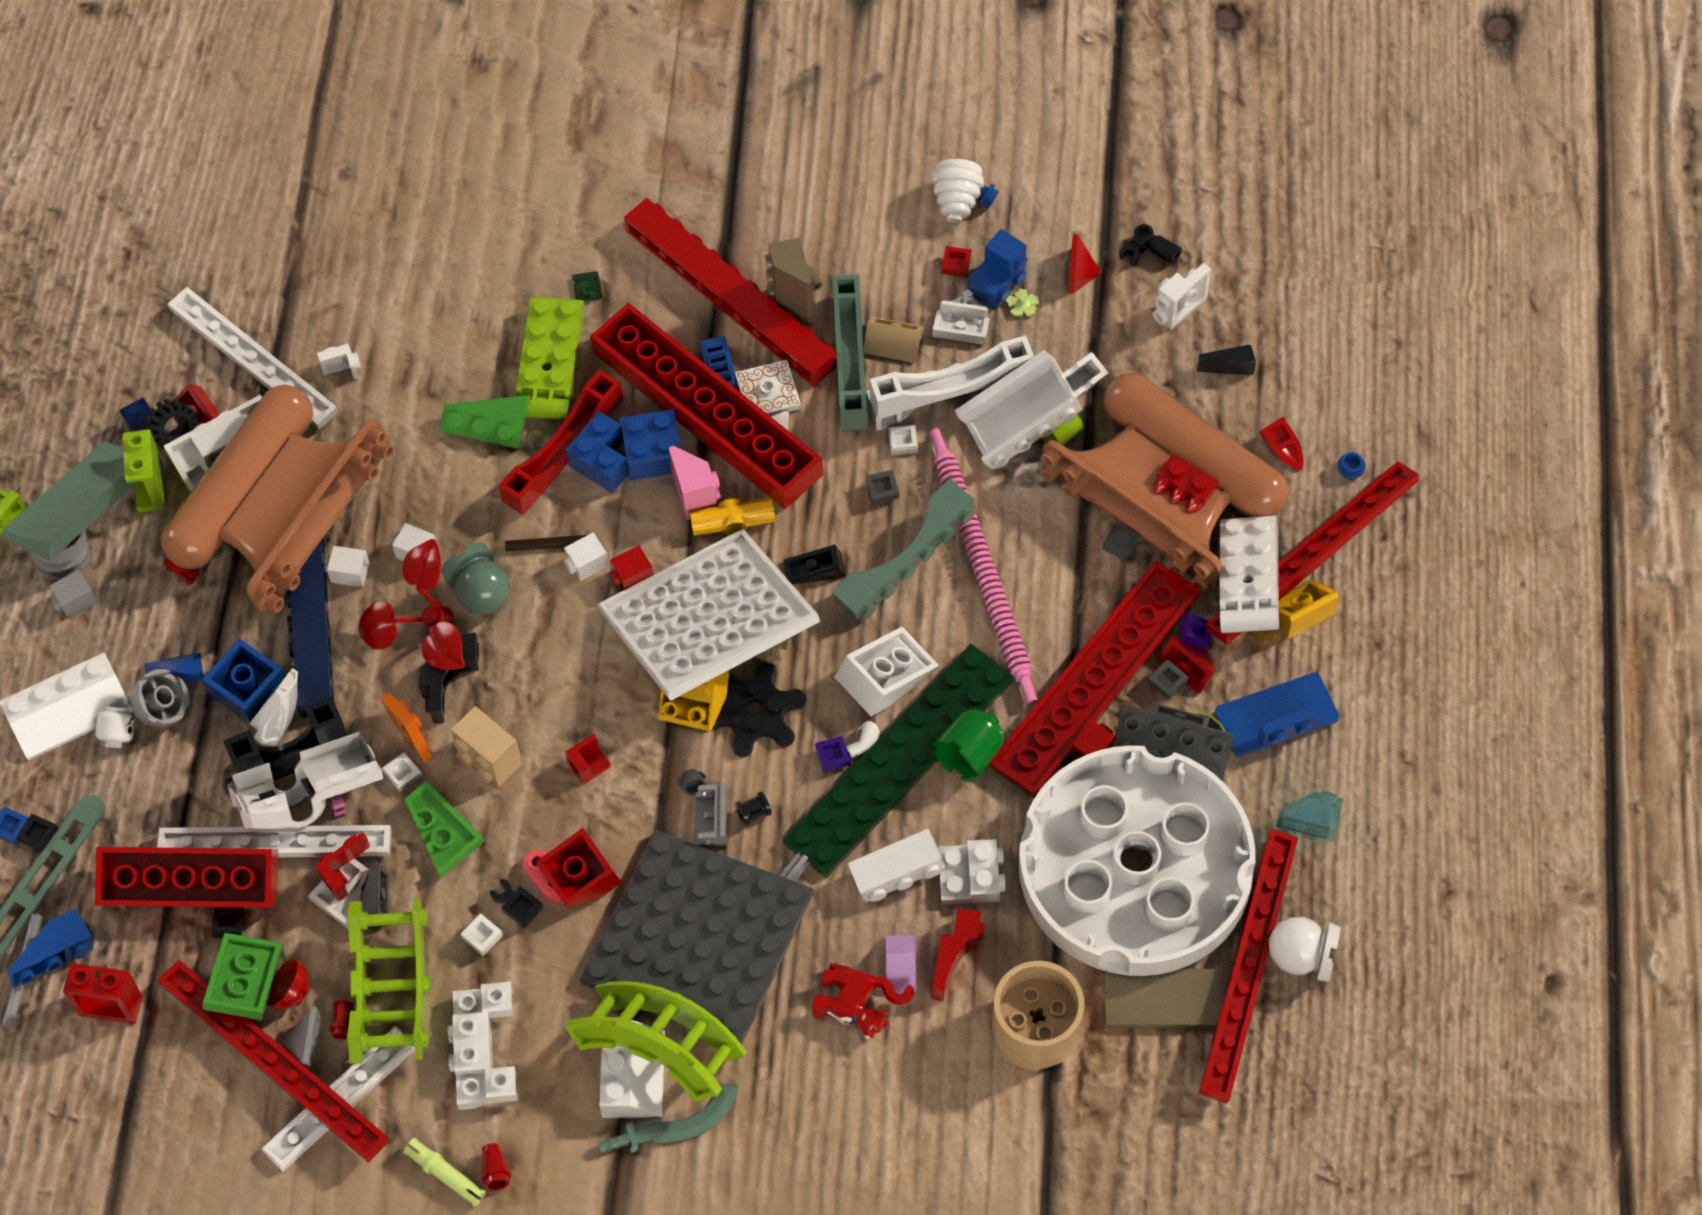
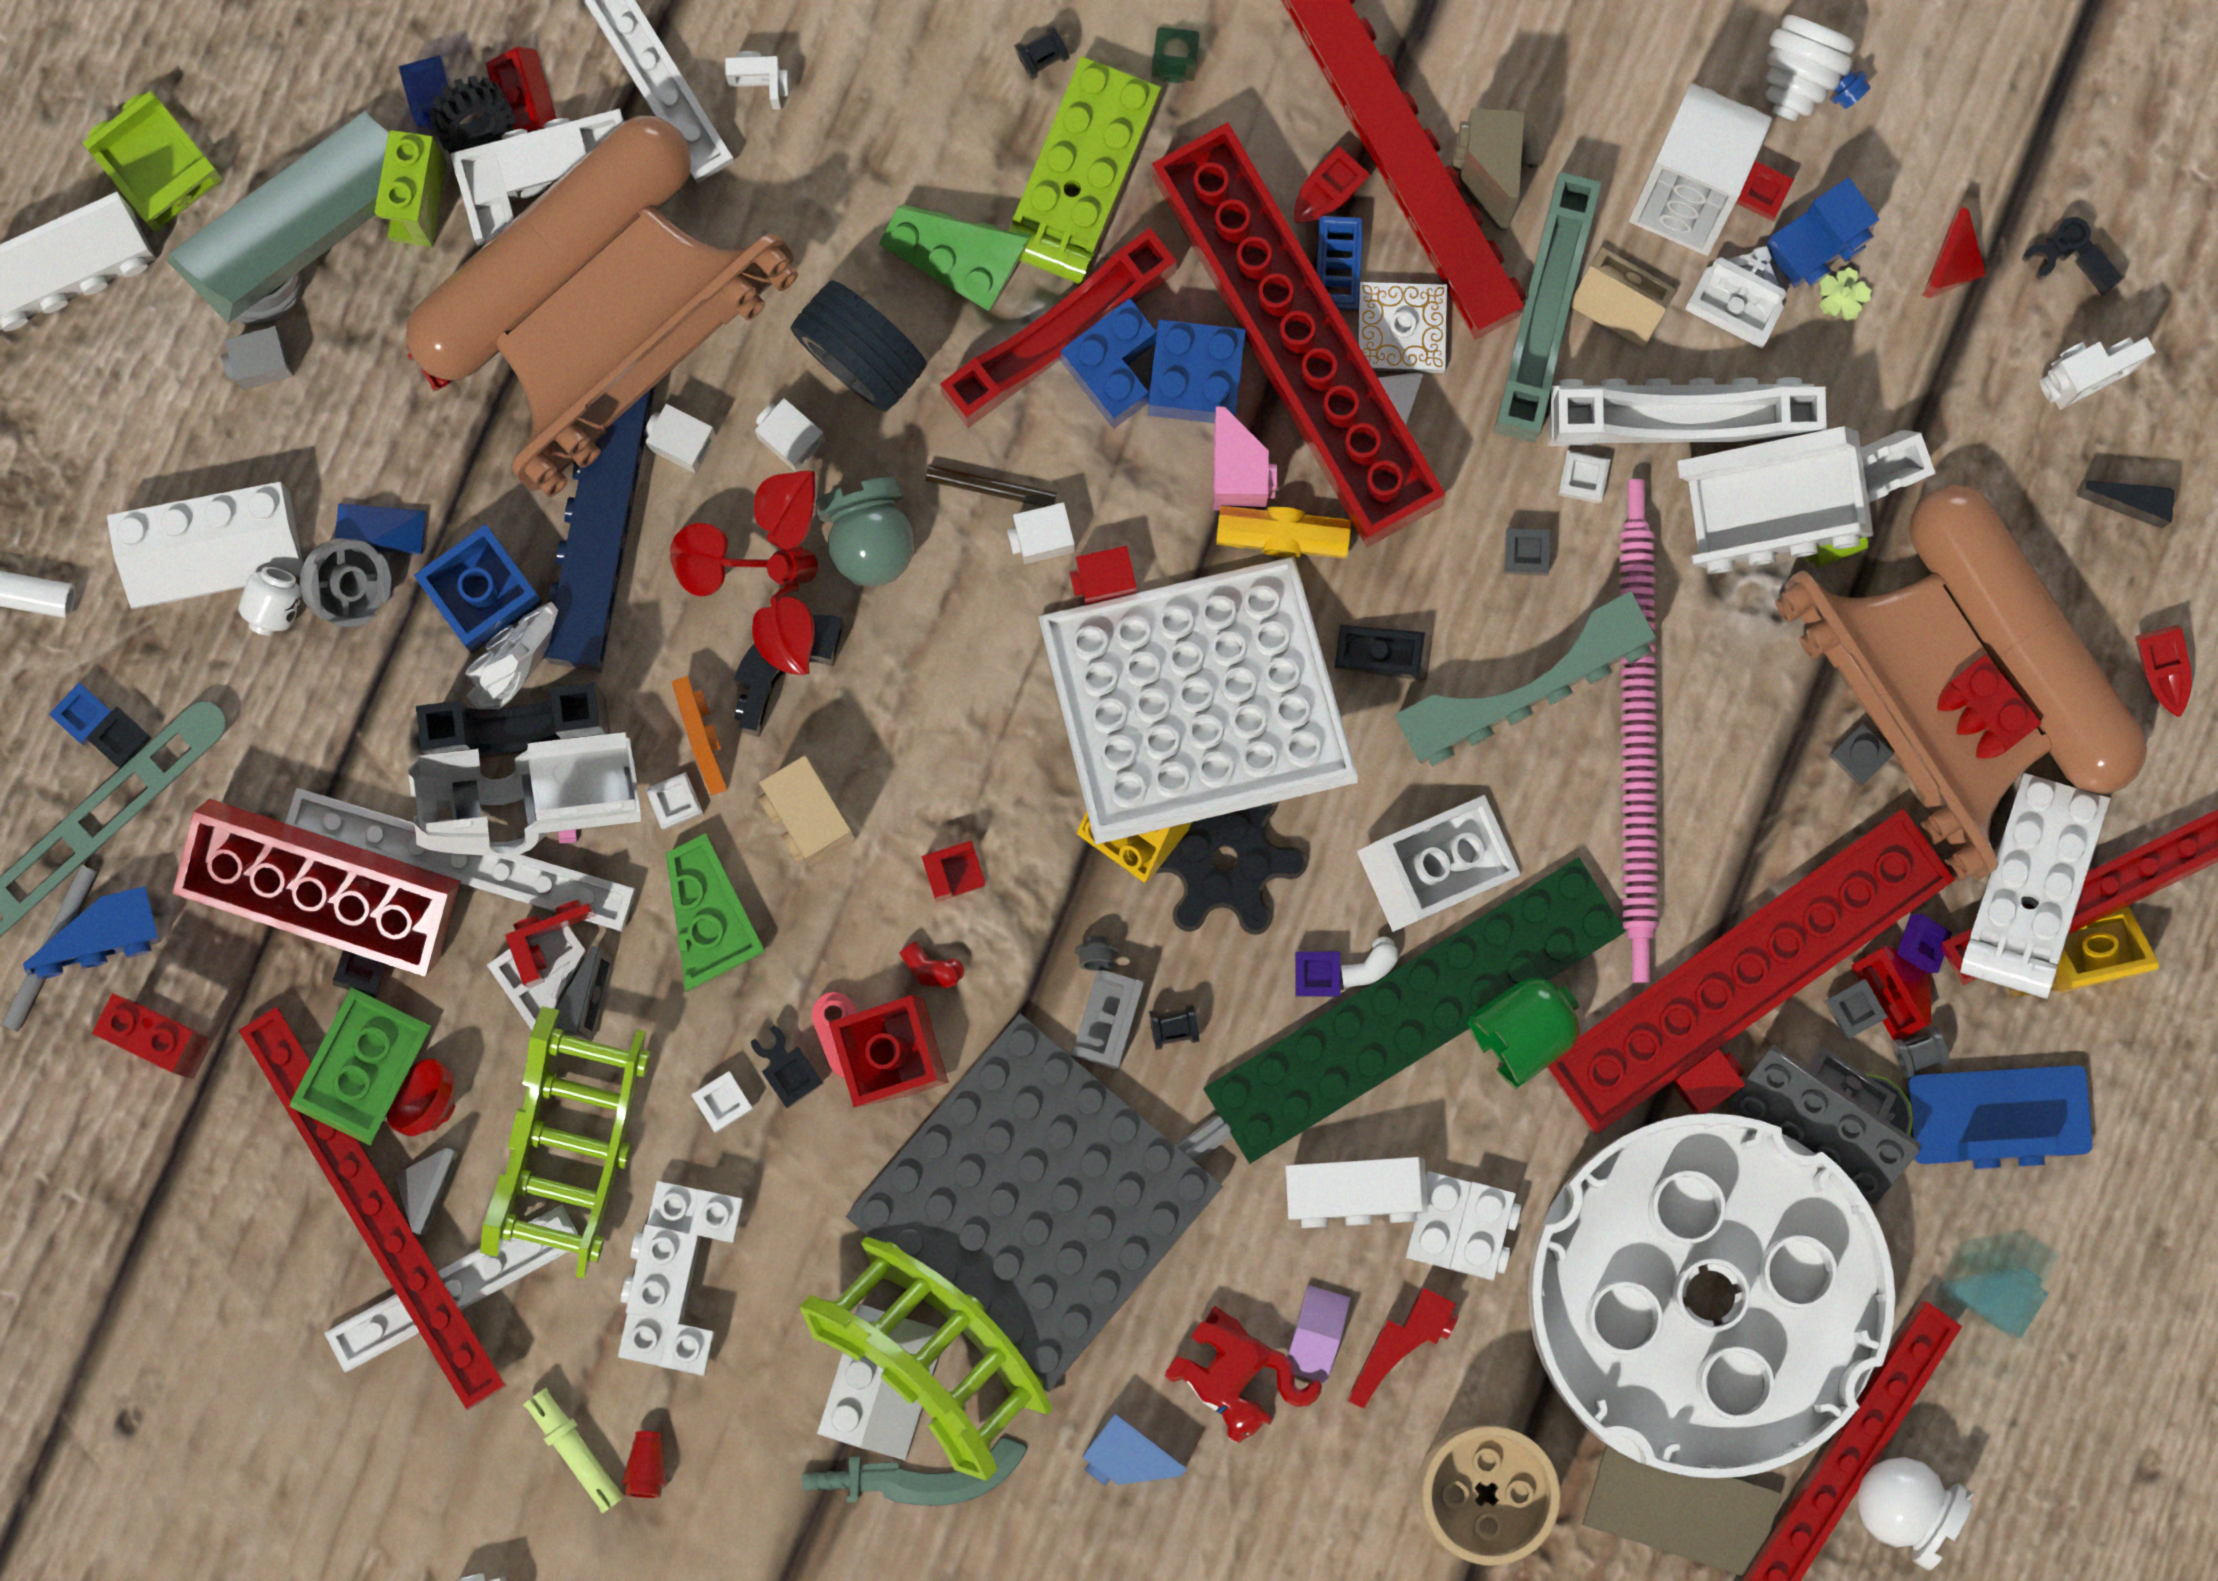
camera: 15 degrees right, 20 degrees up
(341, 1017) = (486, 1171): red pin -> none
(442, 478) = (858, 345): none -> black wheel
(506, 303) = (1041, 52): none -> black bush
(592, 822) = (932, 972): none -> red arm
(701, 326) = (1329, 186): none -> red plate
(805, 1067) = (1128, 1456): none -> medium blue slope
(913, 250) = (1700, 169): none -> white brick
(1216, 692) = (1921, 1052): none -> dark grey bush

